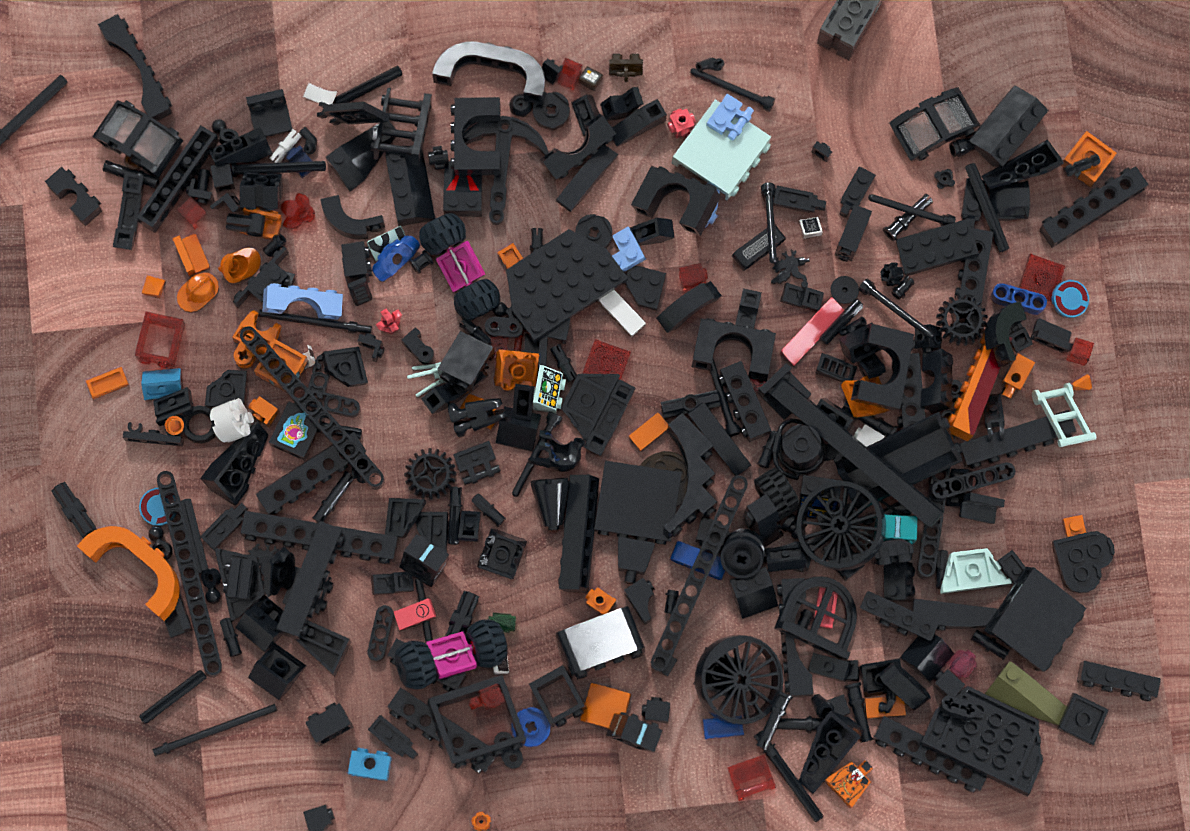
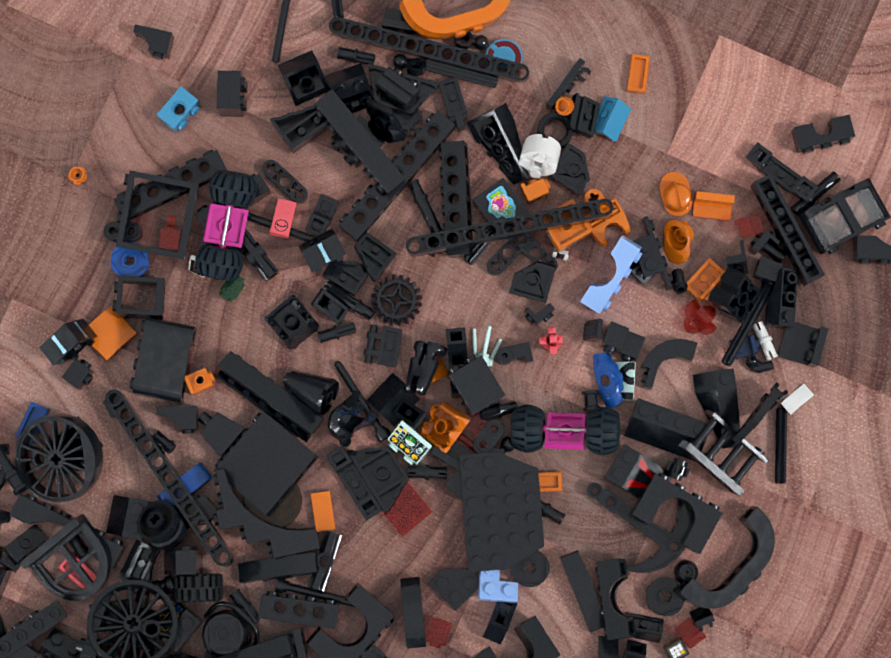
camera: 120 degrees right, 5 degrees up
(153, 286) = (702, 158): orange slope -> none
(165, 321) = (638, 148): clear red window -> none
(219, 127) = (816, 294): black plate -> none
(251, 225) = (709, 268): black piece -> none
(352, 327) = (567, 307): black bar -> none
(392, 737) = (190, 141): black hinge -> none
(622, 312) = (442, 551): white tile -> none

